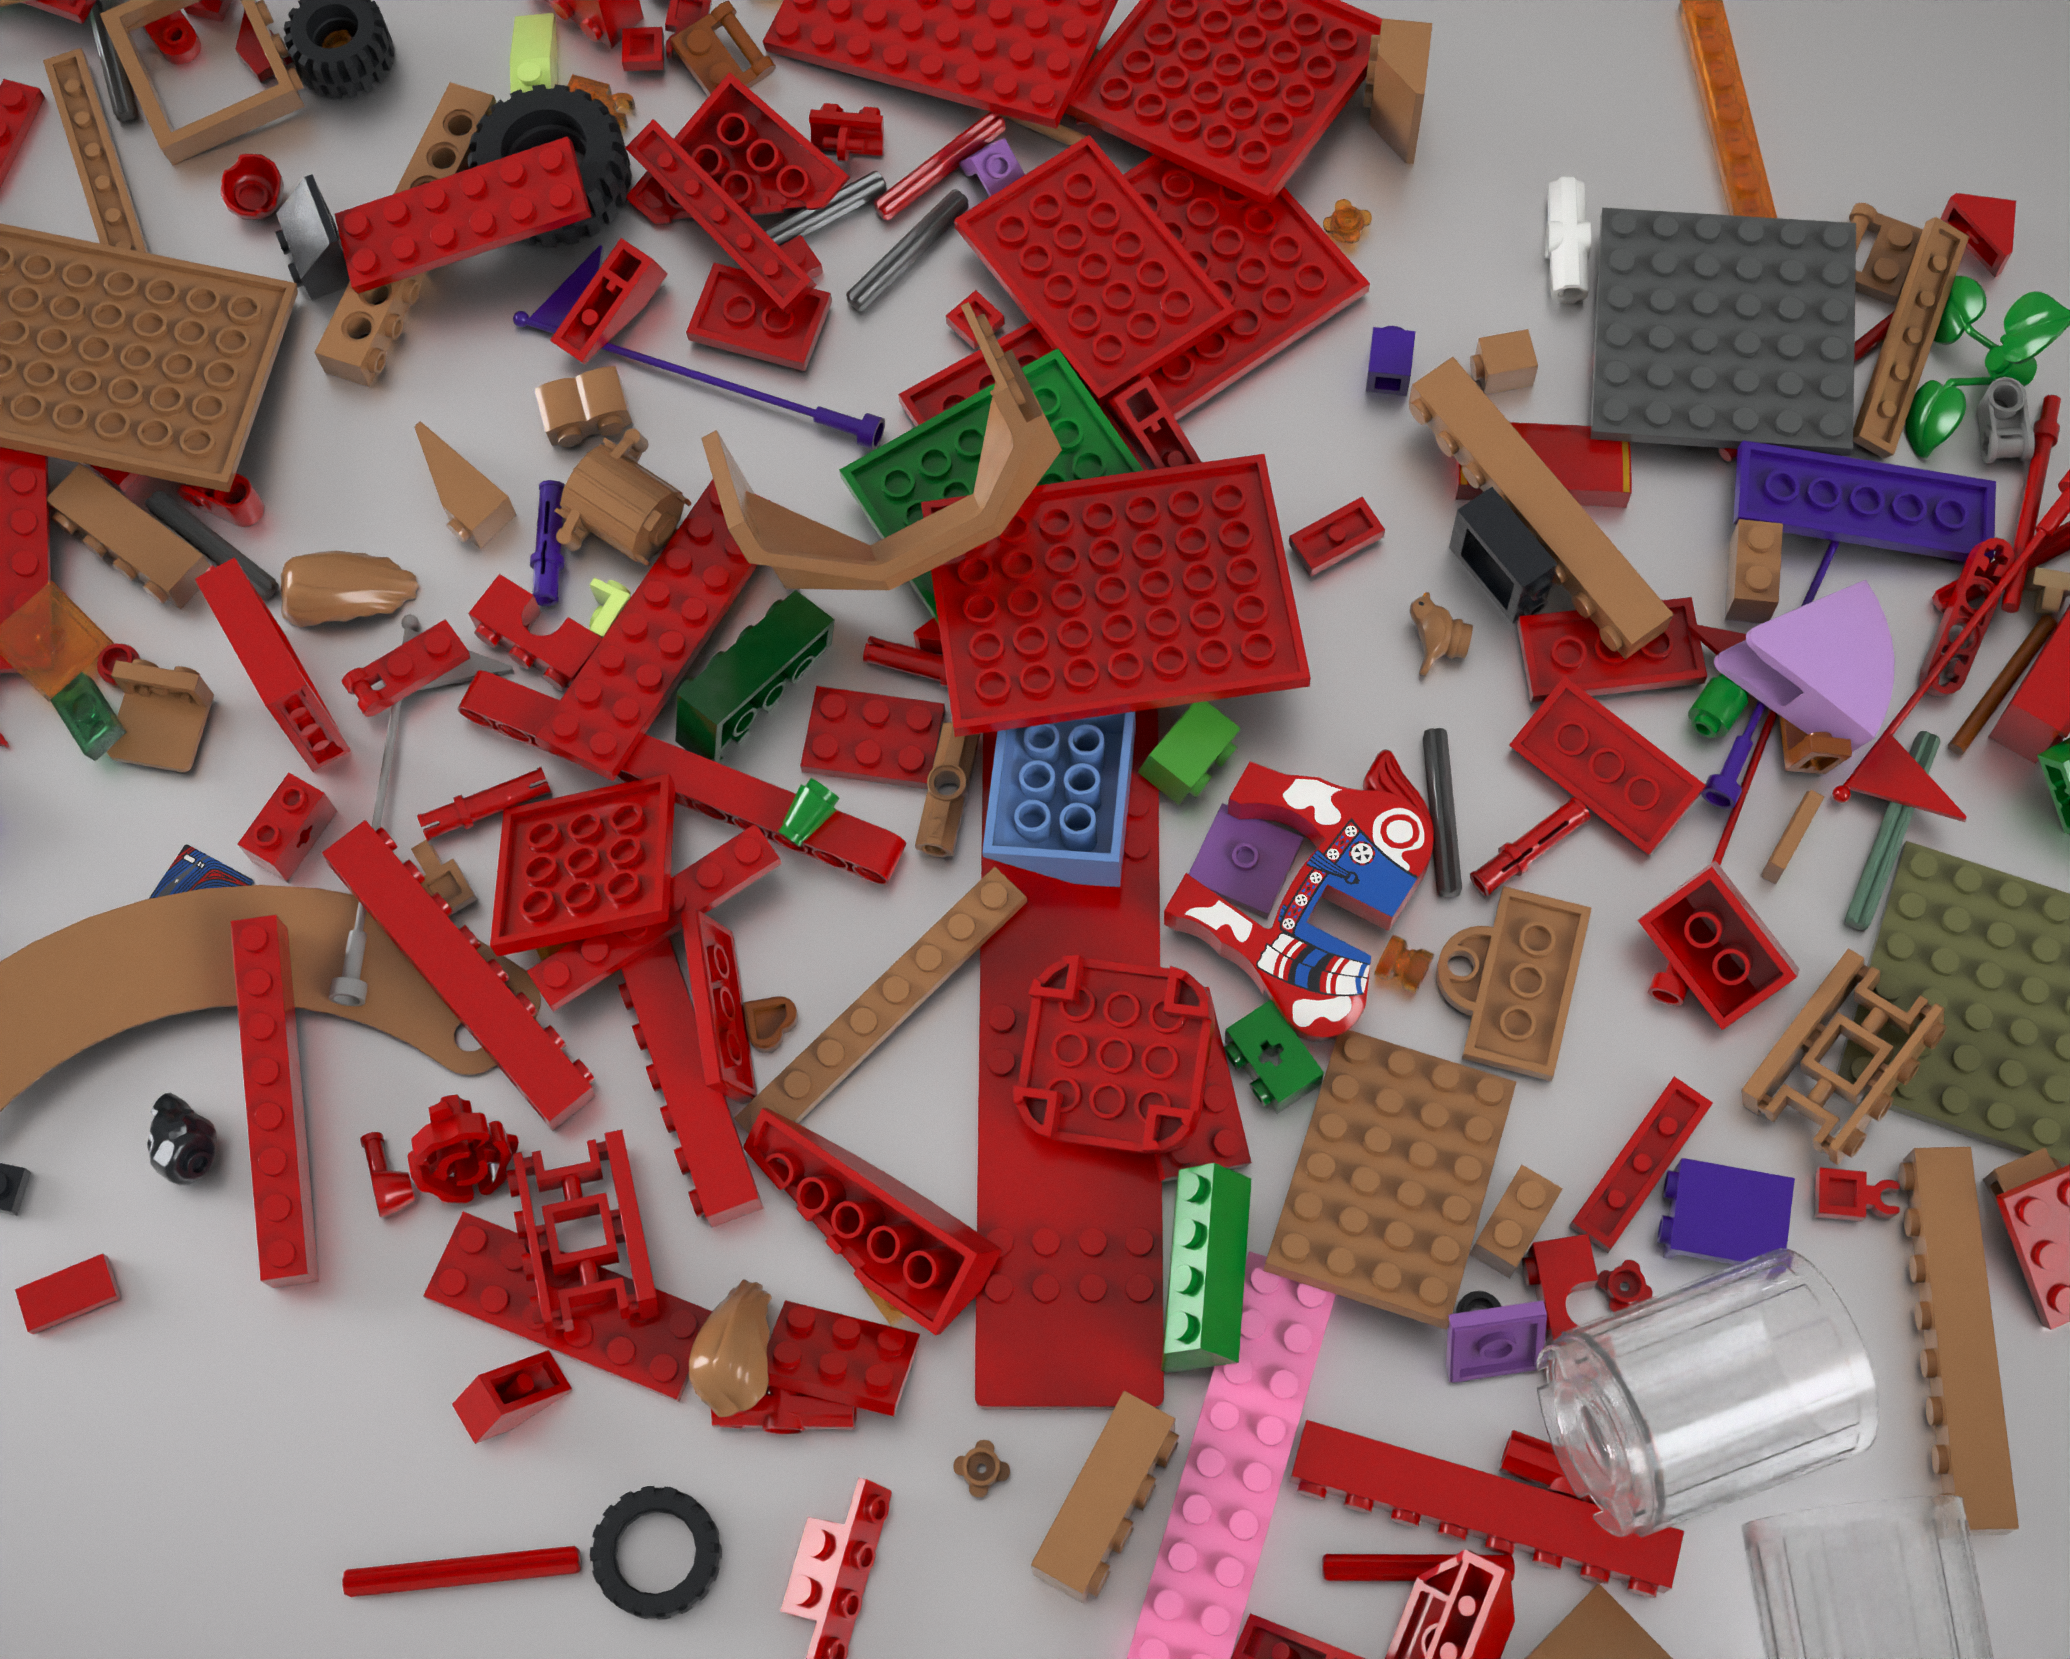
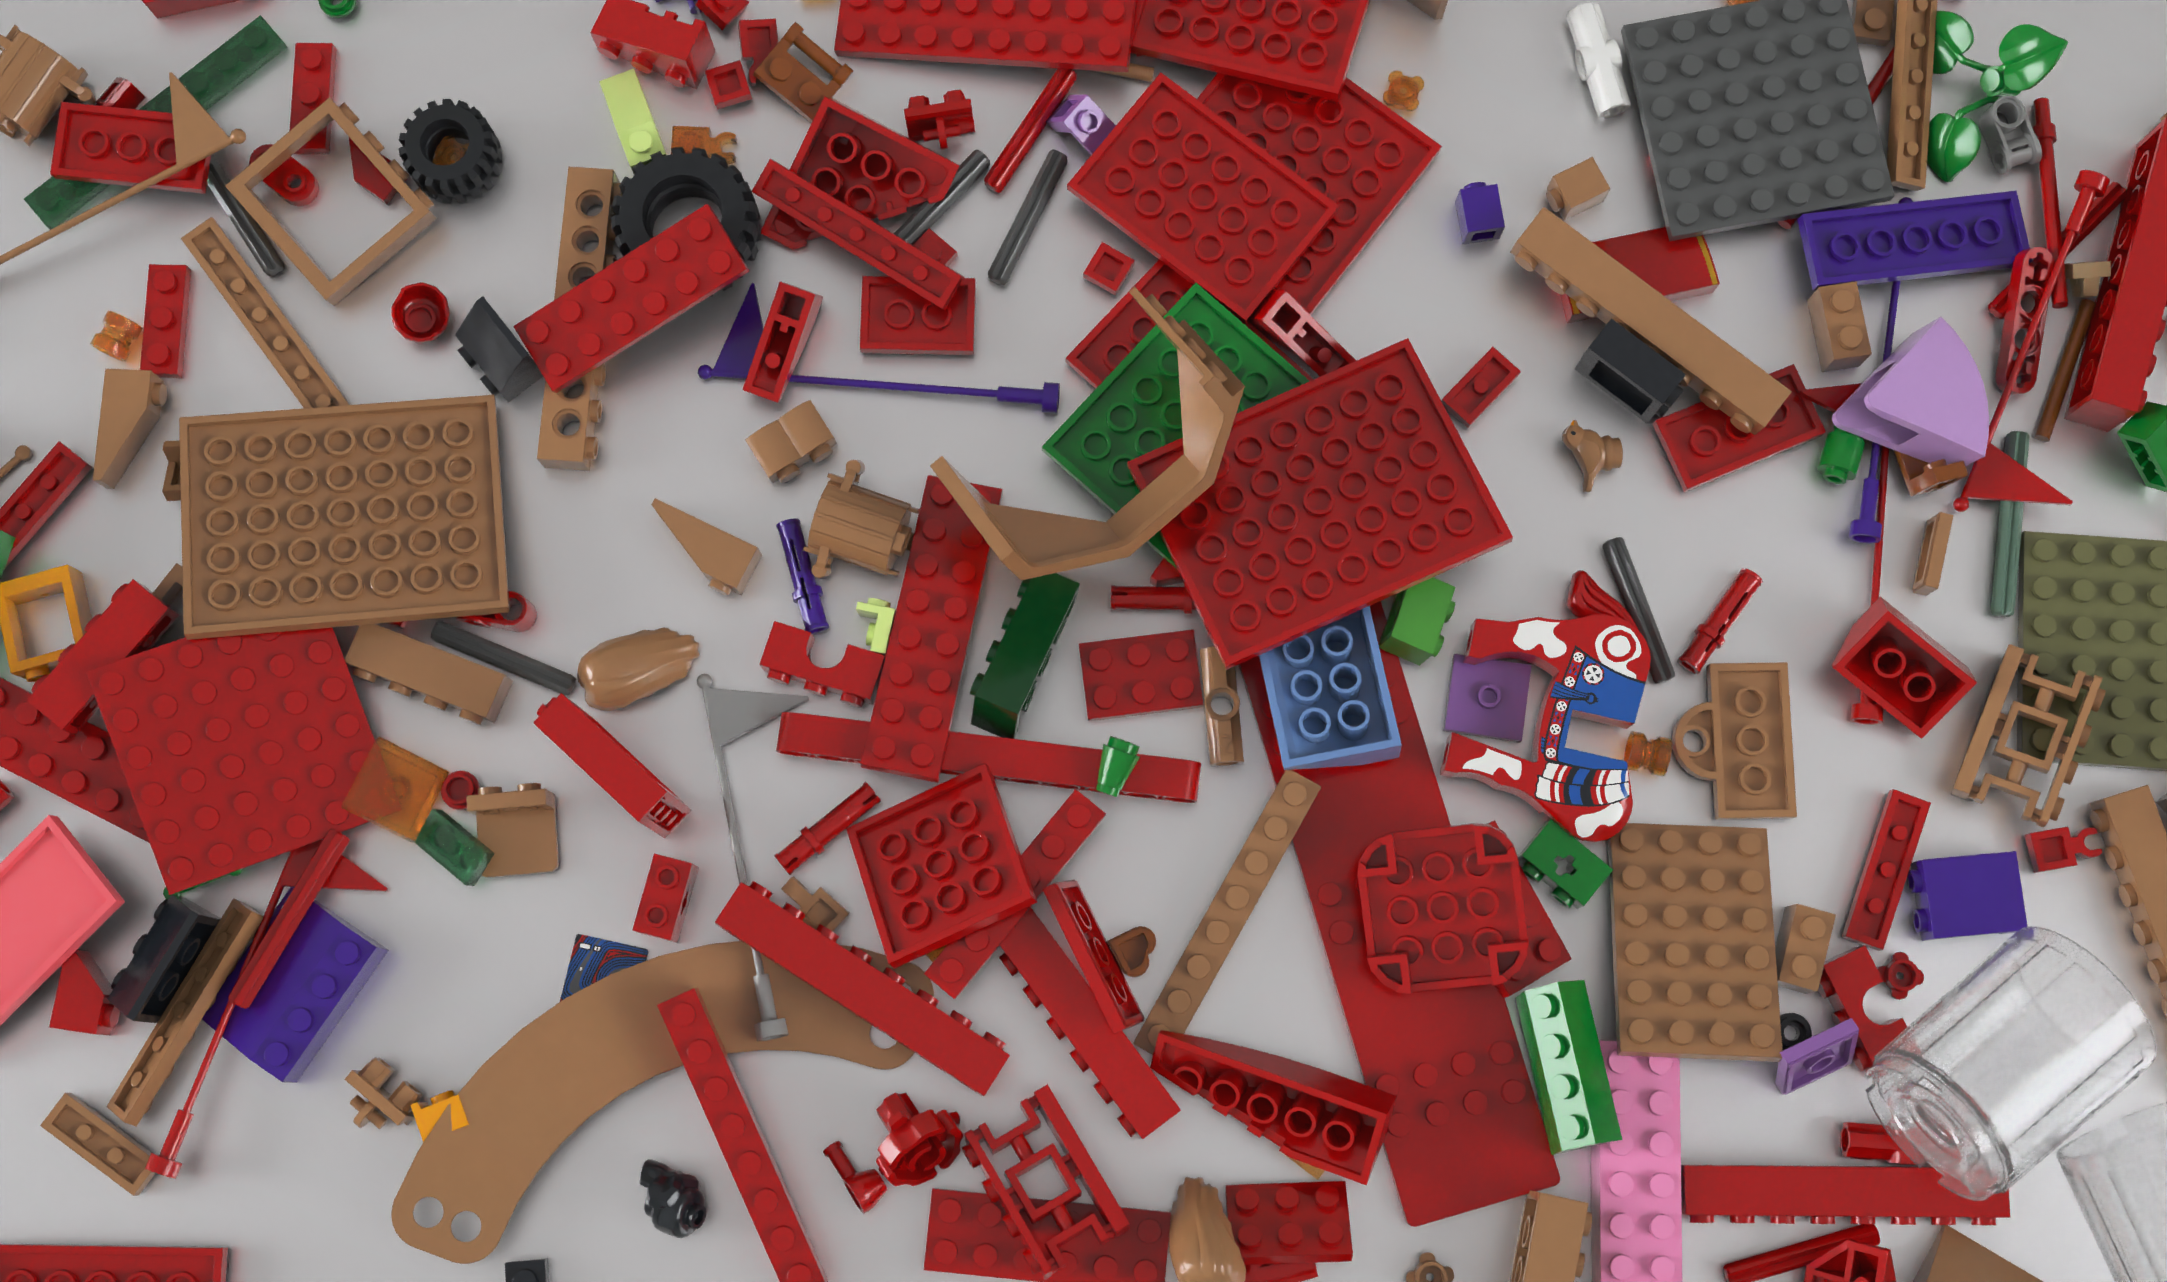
camera: 20 degrees left, 10 degrees up
(406, 668) = (719, 726): red plate -> none
(1607, 765) = (1766, 534): red plate -> none

